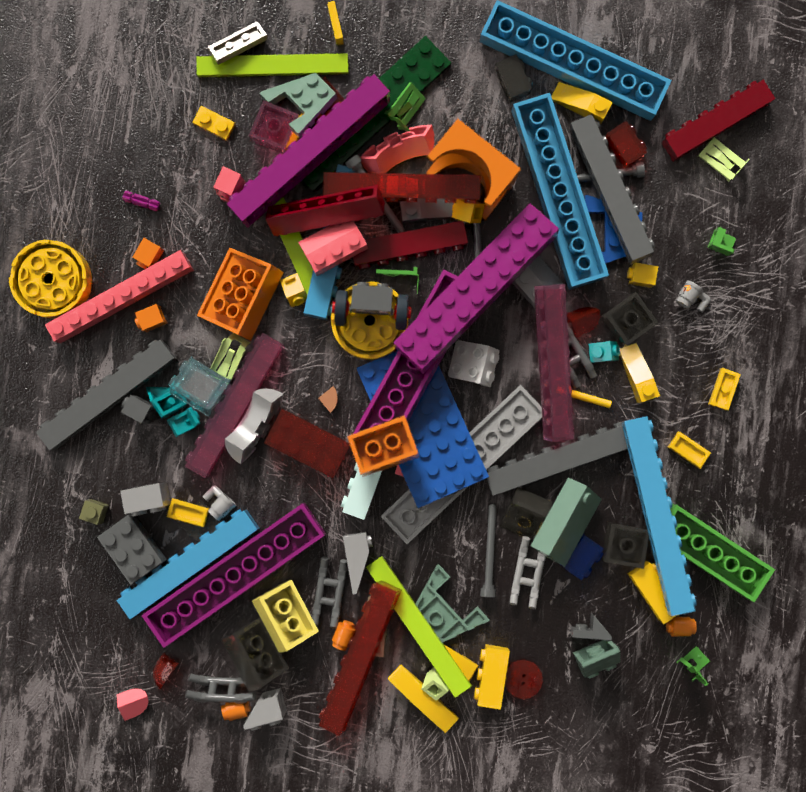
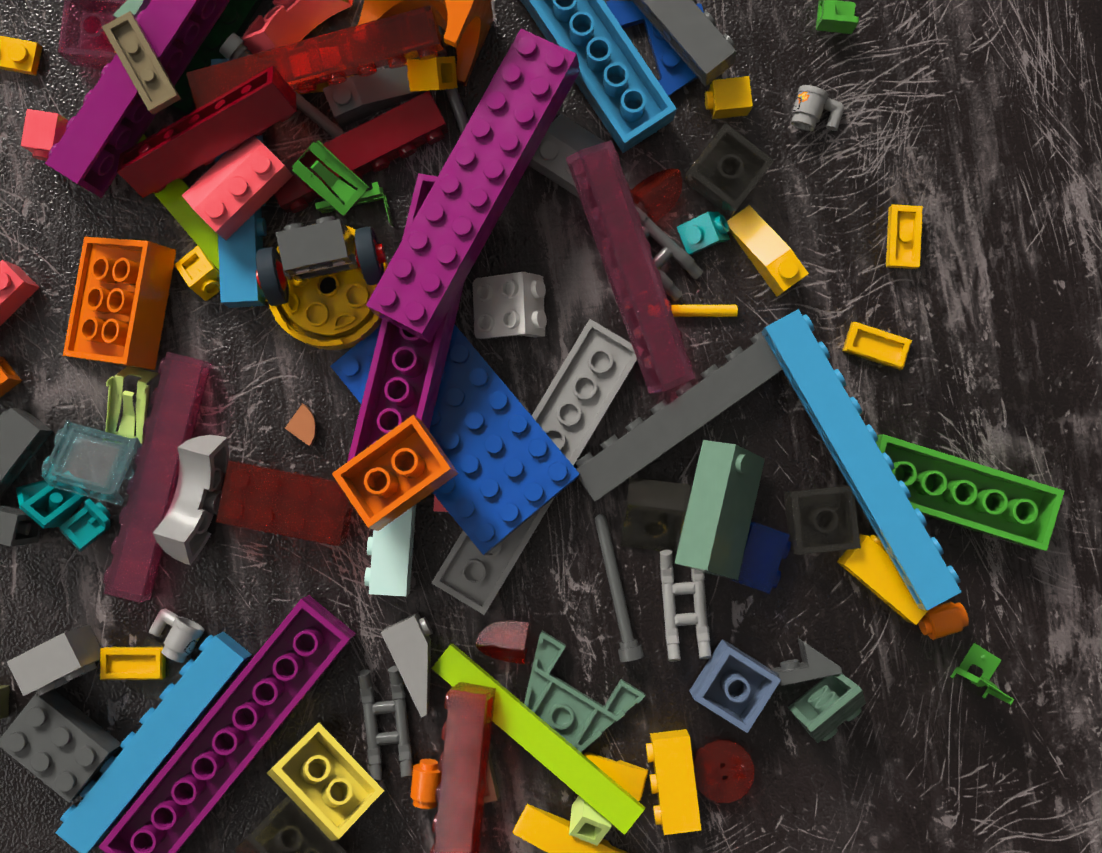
camera: 15 degrees left, 0 degrees up
(301, 161) = (141, 62): none -> dark tan plate
(395, 266) = (342, 189): none -> bright green piece
(414, 563) = (504, 641): none -> clear red brick
(545, 629) = (734, 686): none -> sand blue brick

